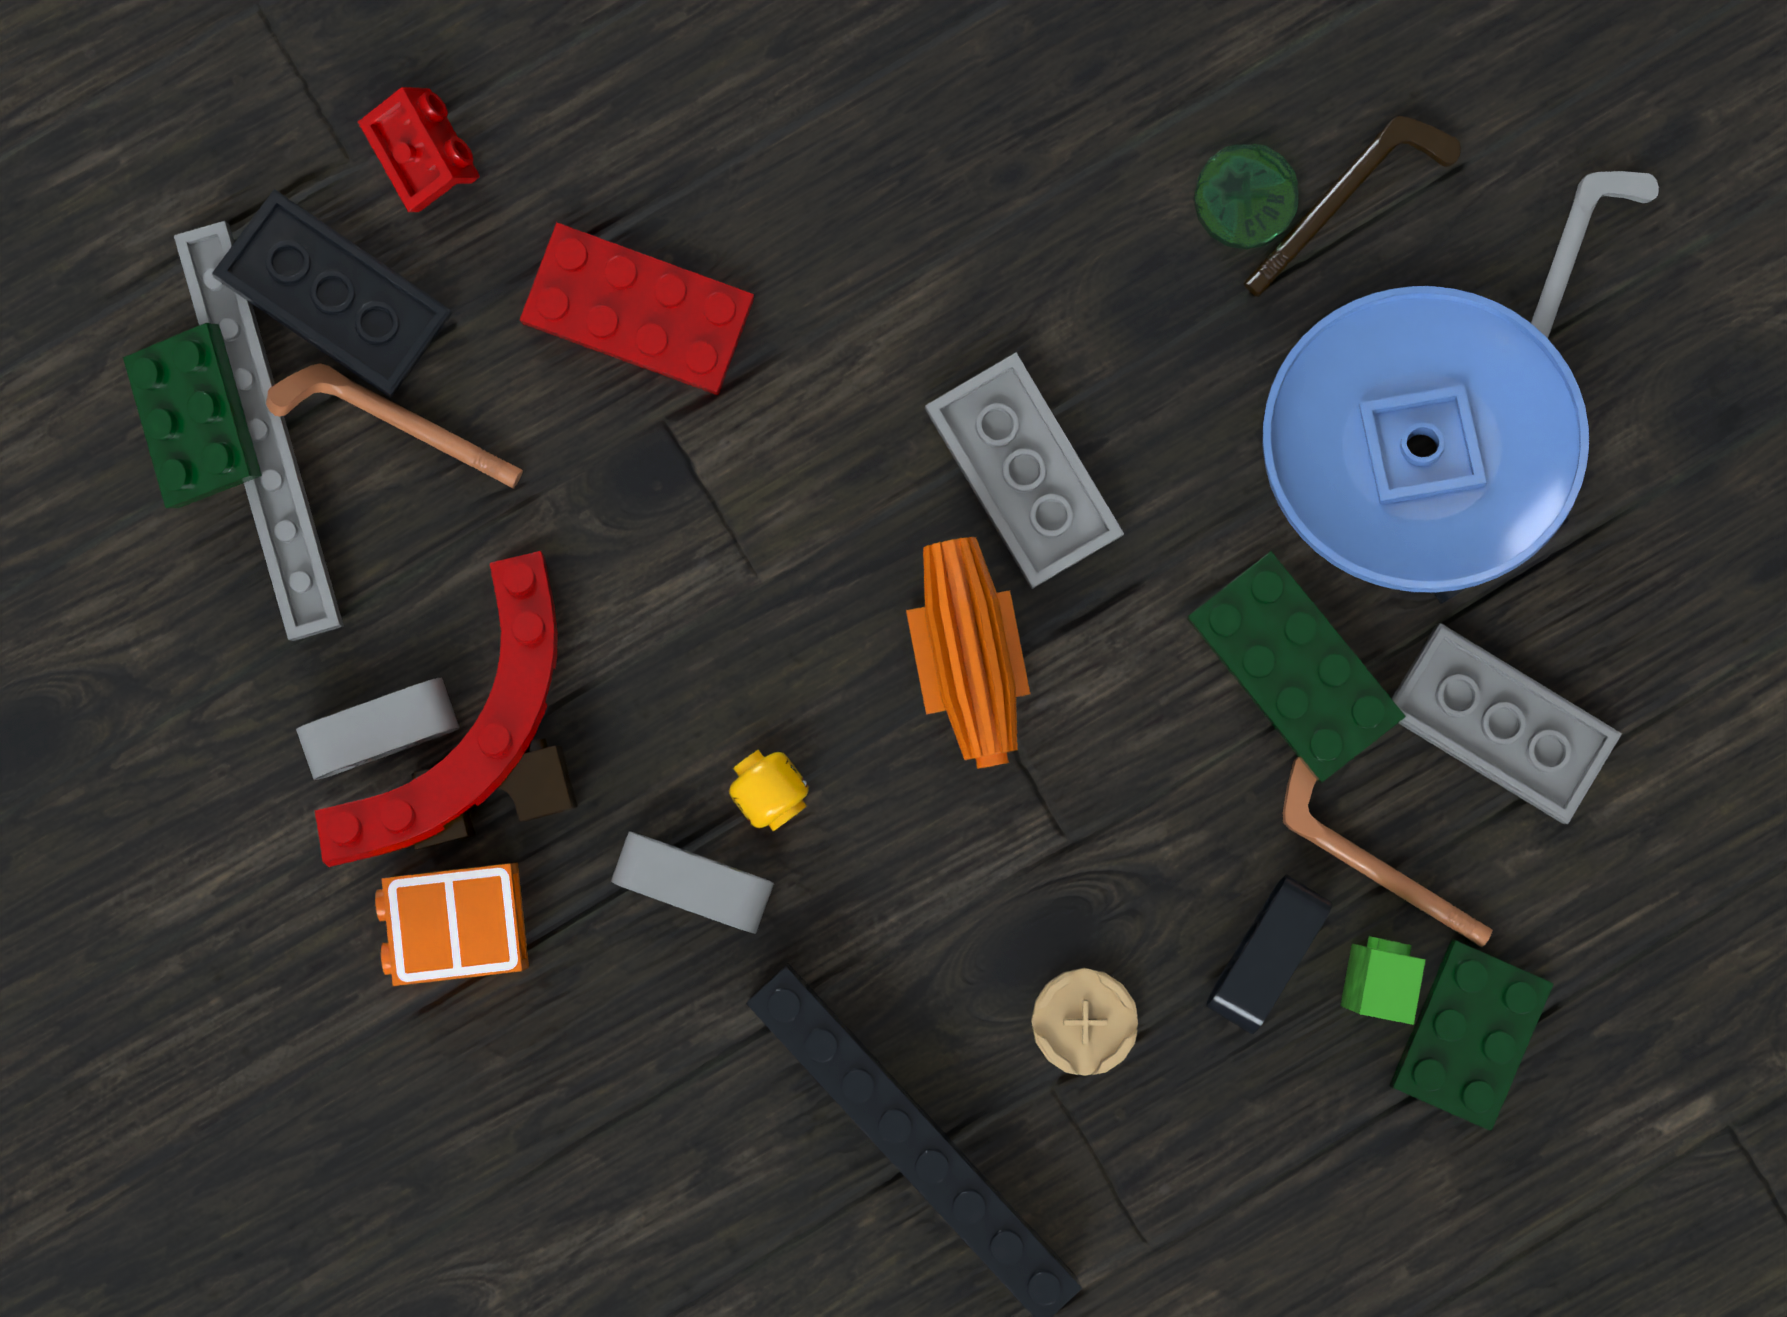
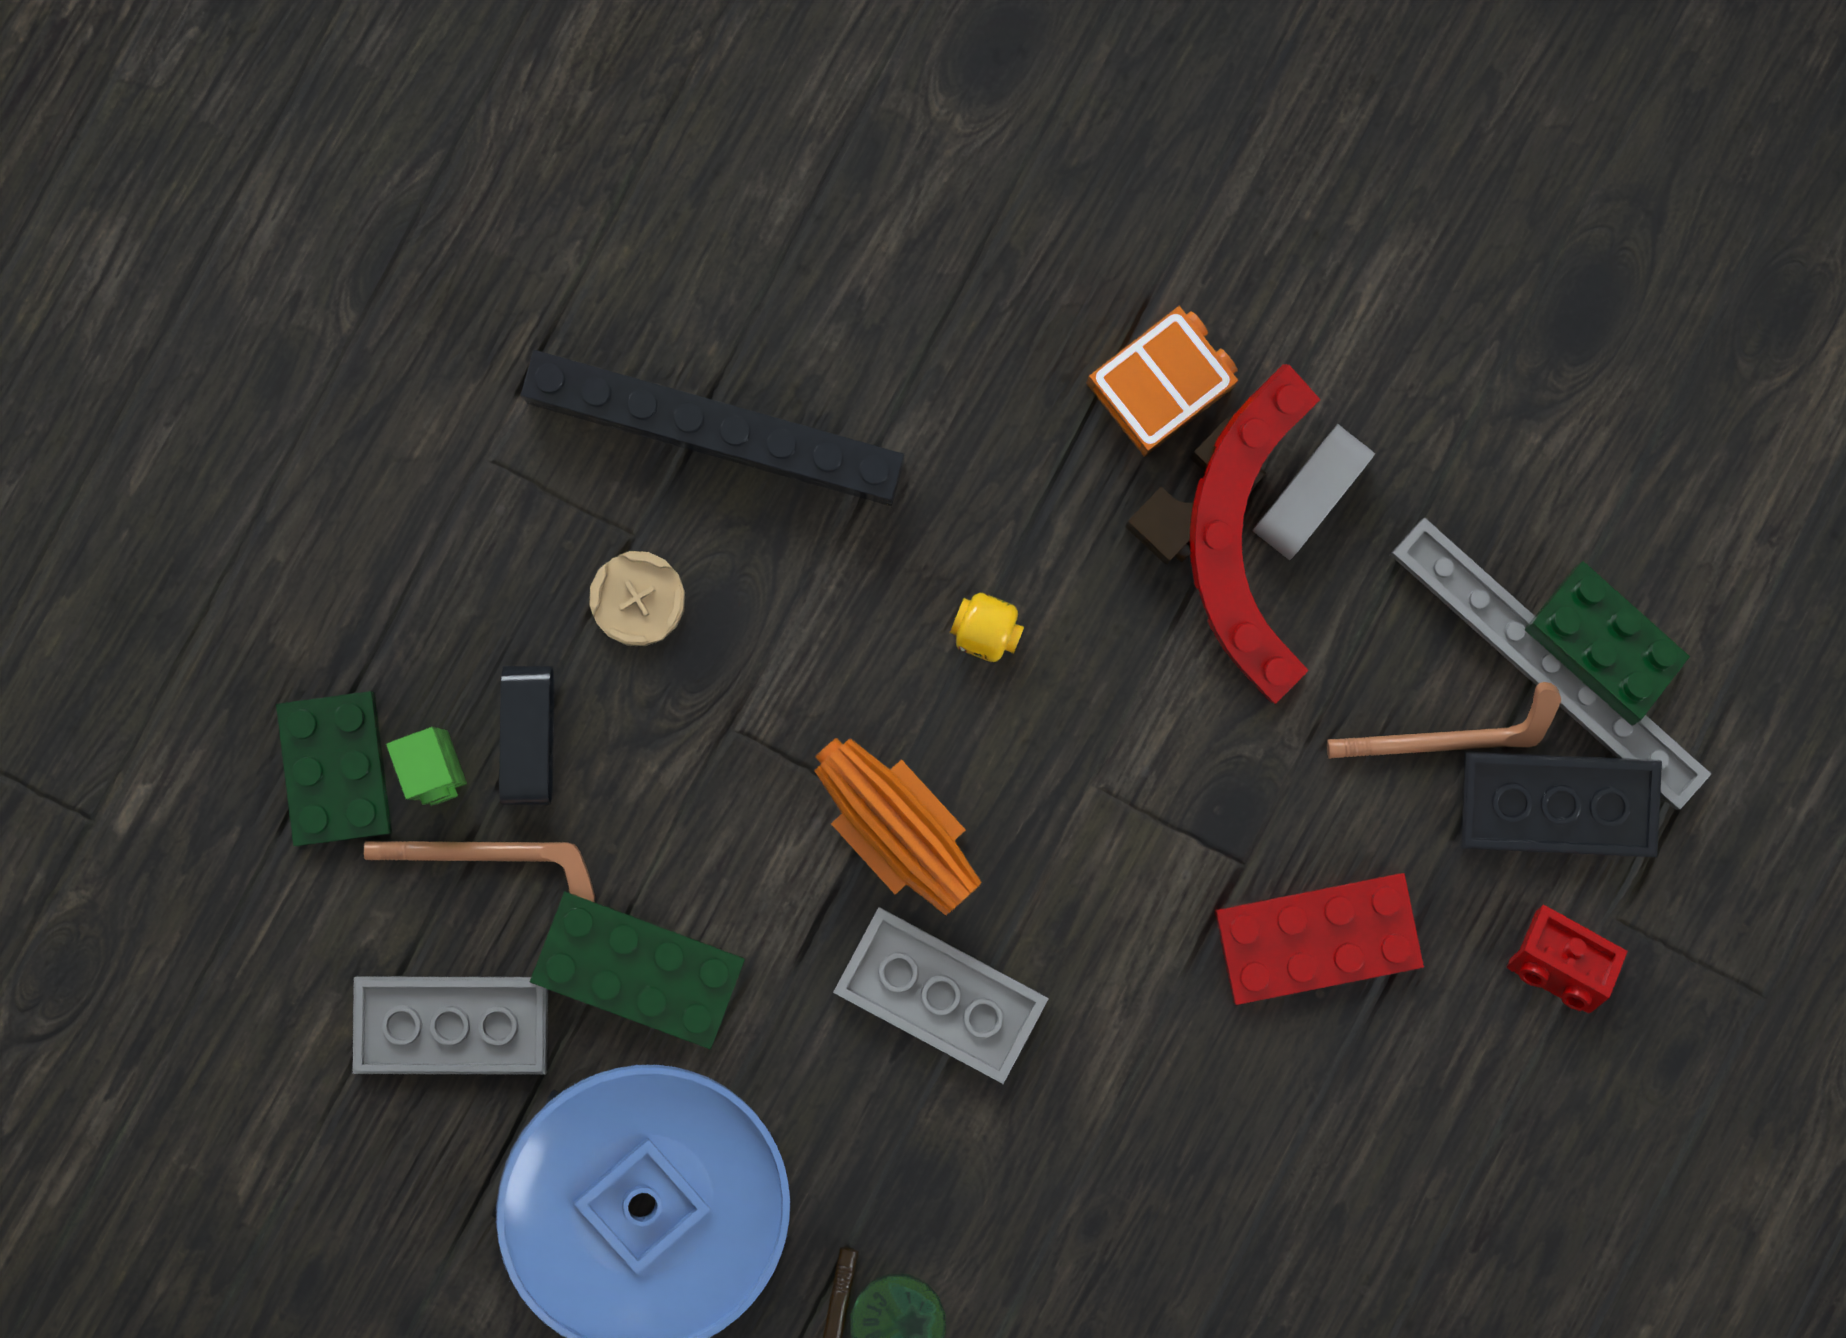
camera: 150 degrees right, 0 degrees up
(692, 882) = (1001, 521): light grey beam -> none

